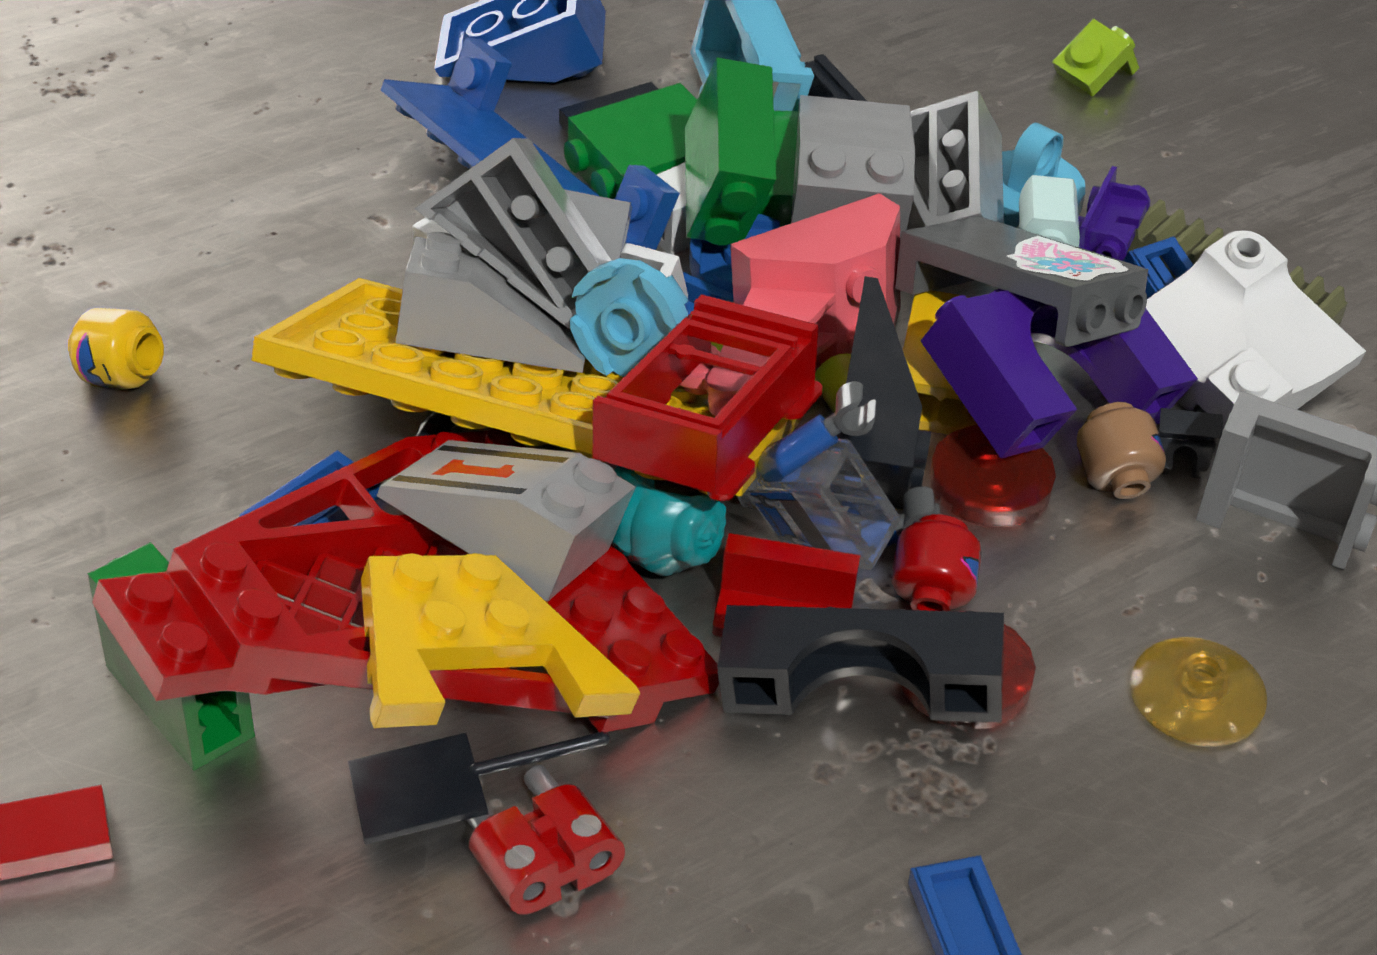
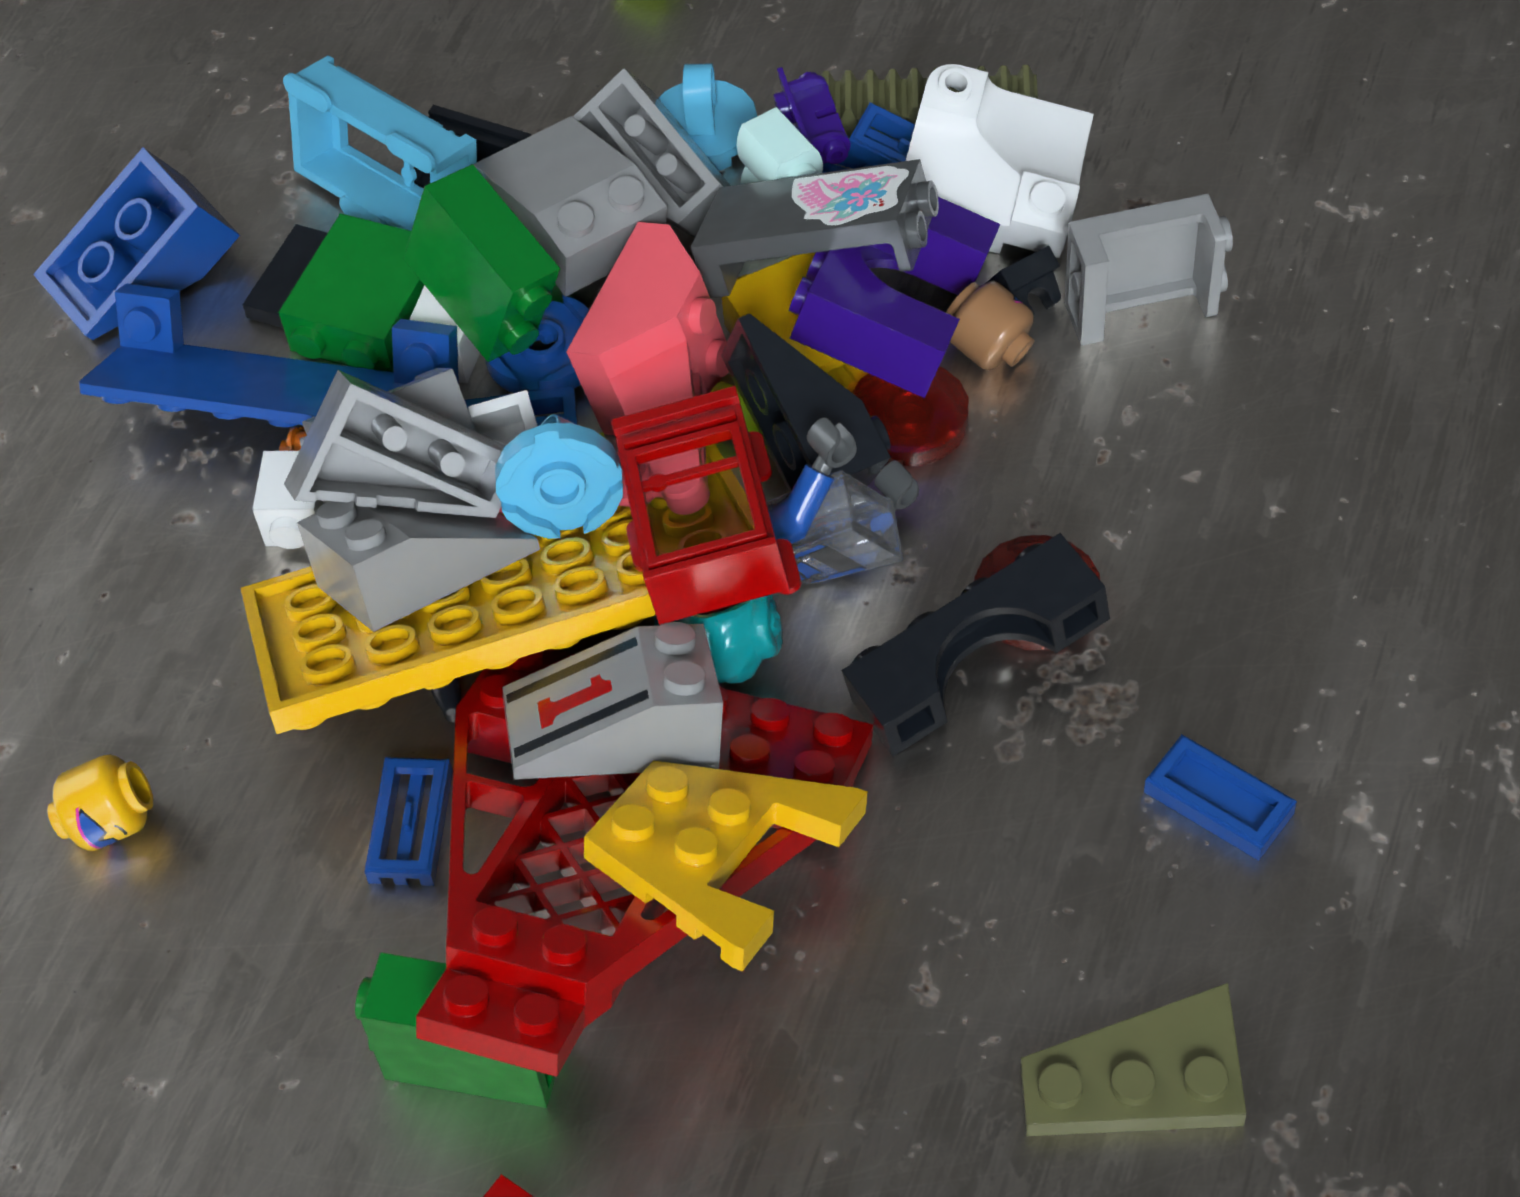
camera: 30 degrees left, 10 degrees up
(436, 783) = (748, 1006): black piece -> none
(546, 848) = (882, 963): red piece -> none
(783, 575) = (846, 619): red panel -> none
(936, 564) = (947, 521): red head -> none
(1198, 691) = (1204, 507): clear yellow dish -> none

